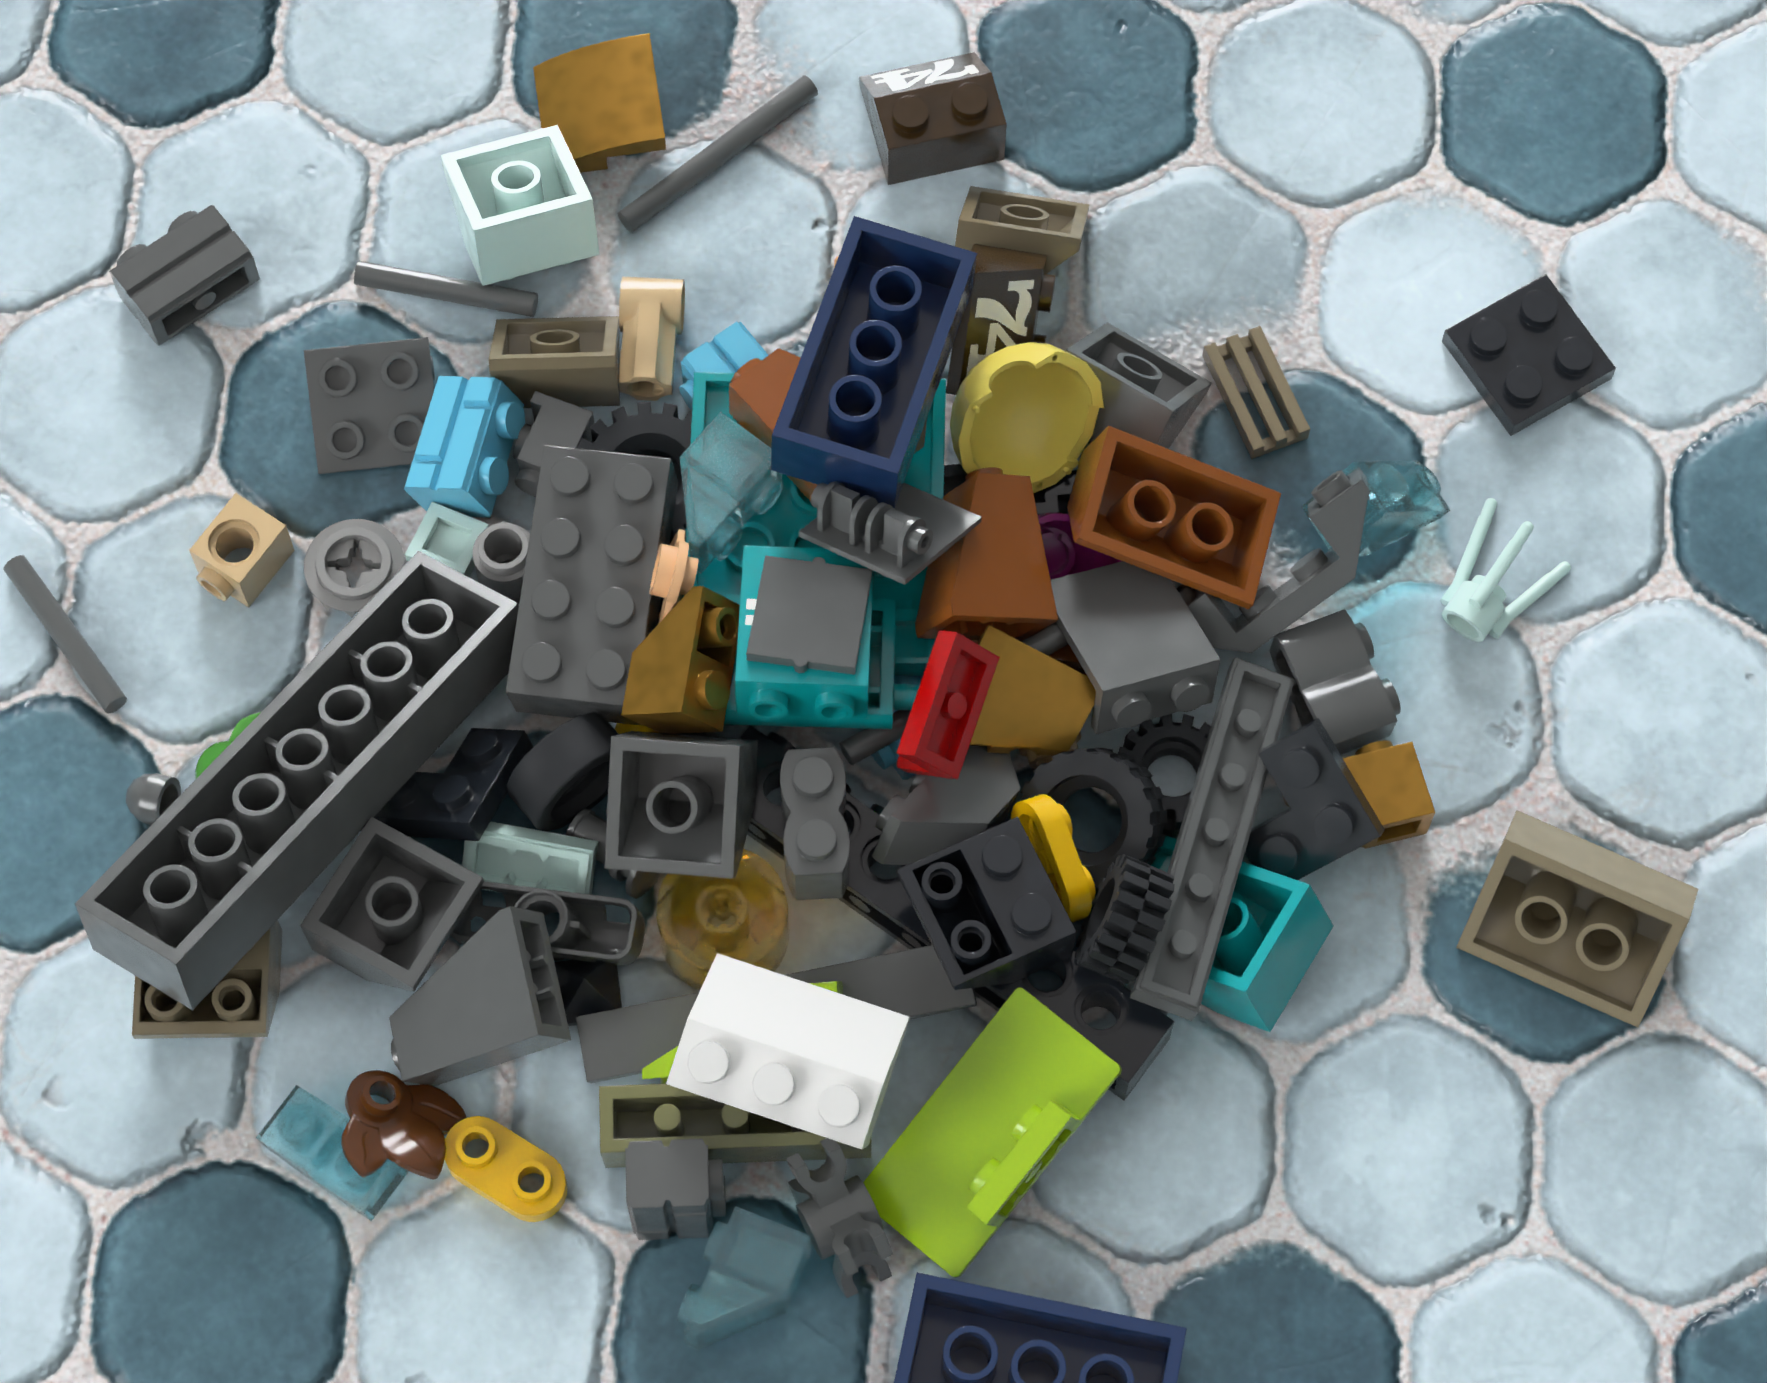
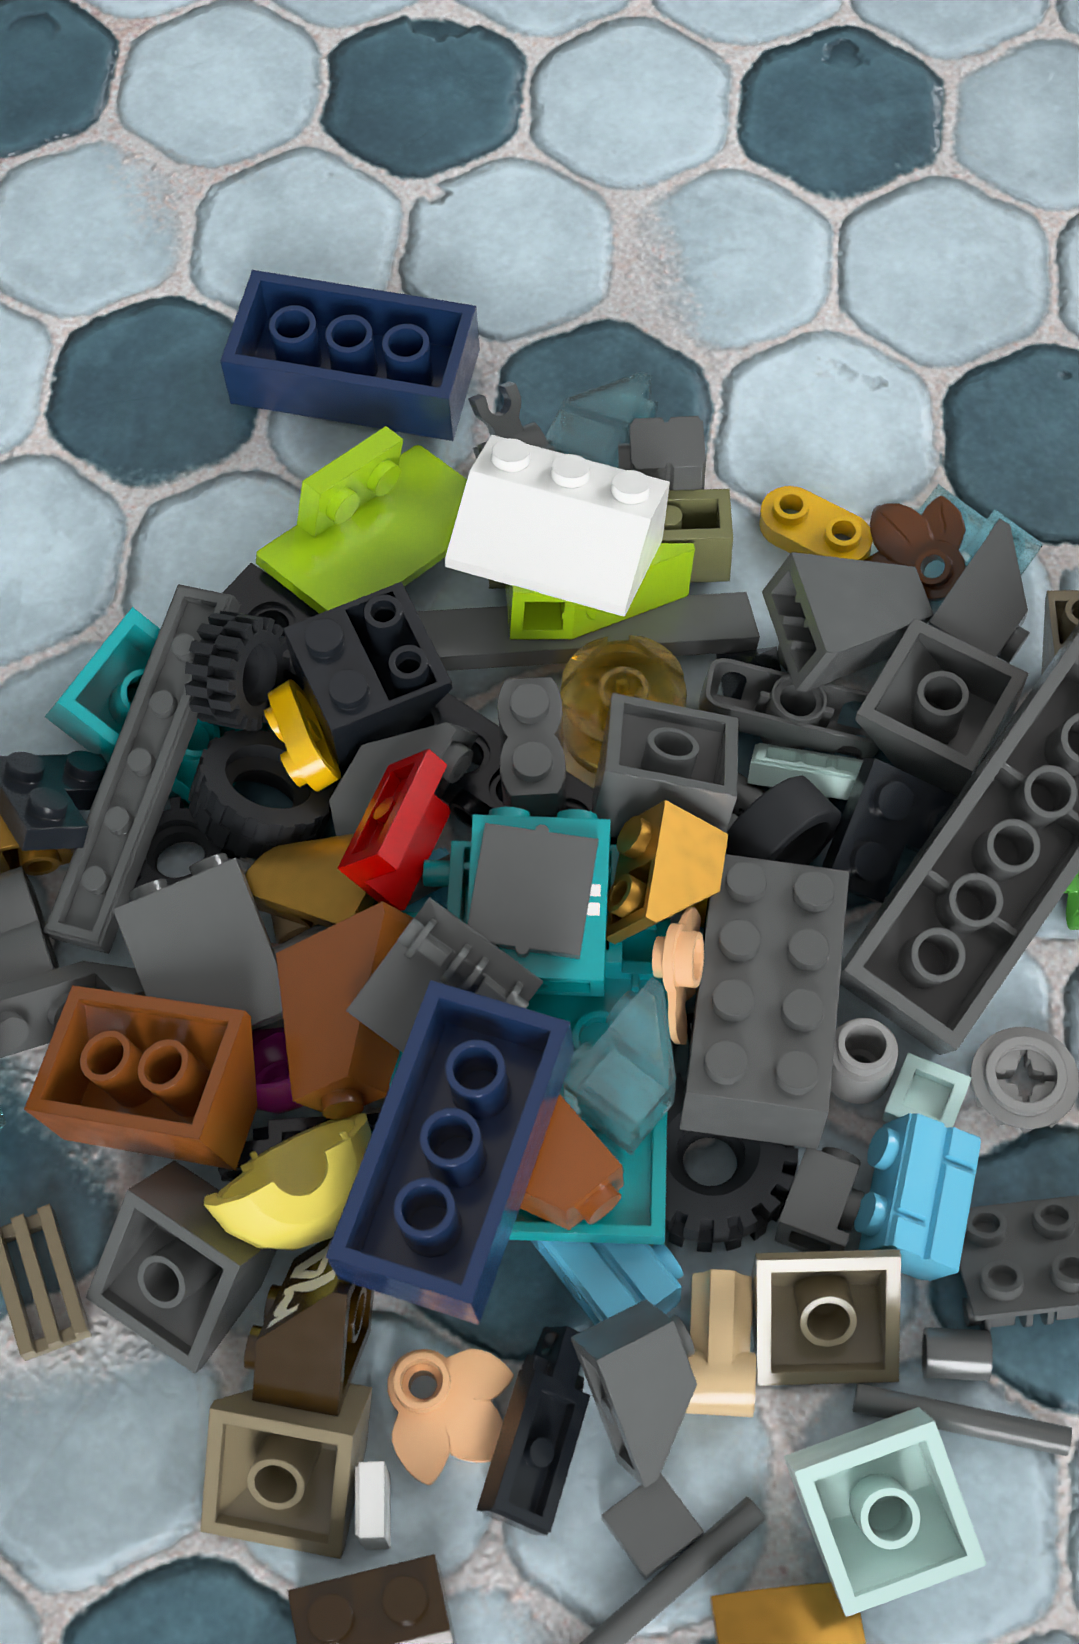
camera: 175 degrees left, 5 degrees down
(334, 1037) = (988, 599): none -> dark grey slope
(447, 331) = (957, 1354): none -> dark grey hinge
(711, 208) = (652, 1526): none -> dark grey tile
(719, 282) = (639, 1383): none -> dark grey slope
(805, 267) = (537, 1436): none -> black hinge
(944, 205) = (372, 1505): none -> white tile

